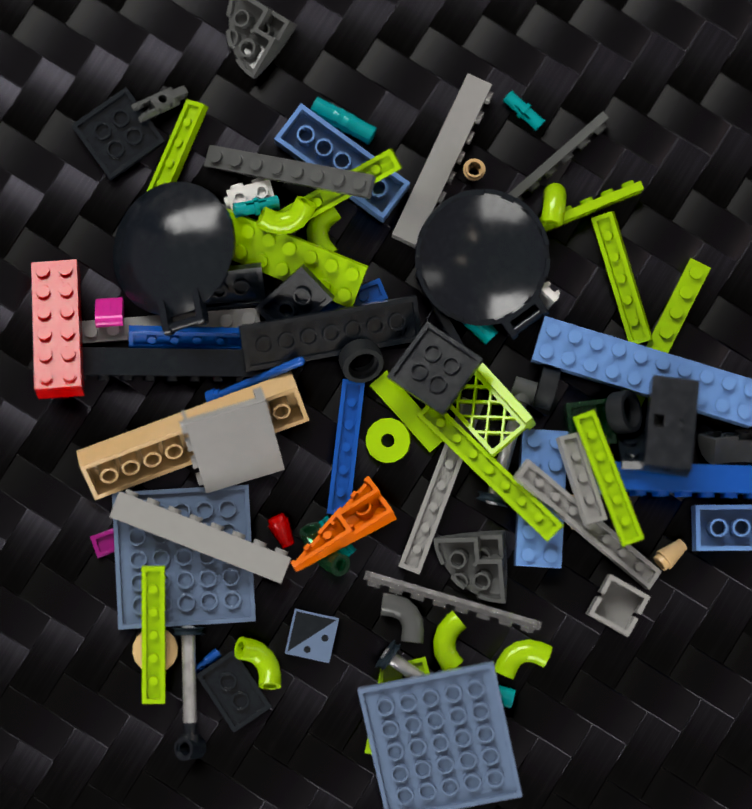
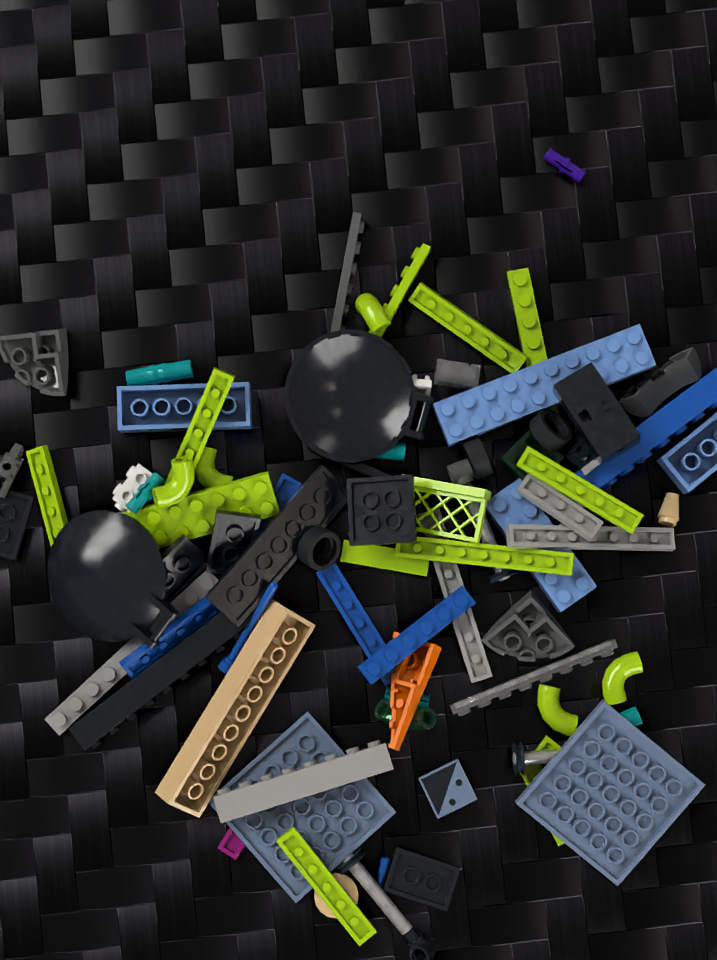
camera: 30 degrees left, 0 degrees up
(57, 329) = (65, 709): brick -> none
(109, 312) = (95, 663): dark pink piece -> none
(233, 443) = (271, 691): light grey panel -> none
(263, 659) = (426, 837): lime cylinder -> none
(281, 529) = (360, 726): red cone -> none
(290, 171) = (150, 445): dark grey plate -> none
(384, 491) = (416, 635): none -> blue plate
(401, 436) = (378, 601): lime tile -> none
(407, 614) = (506, 714): dark grey cylinder -> none
(443, 158) = (259, 344): light grey brick -> none
(476, 165) = (289, 328): tan cone -> none
(523, 110) = (291, 258): teal pin -> none
(583, 308) = (456, 374): none -> clear brick
(617, 605) = (661, 581): light grey piece -> none

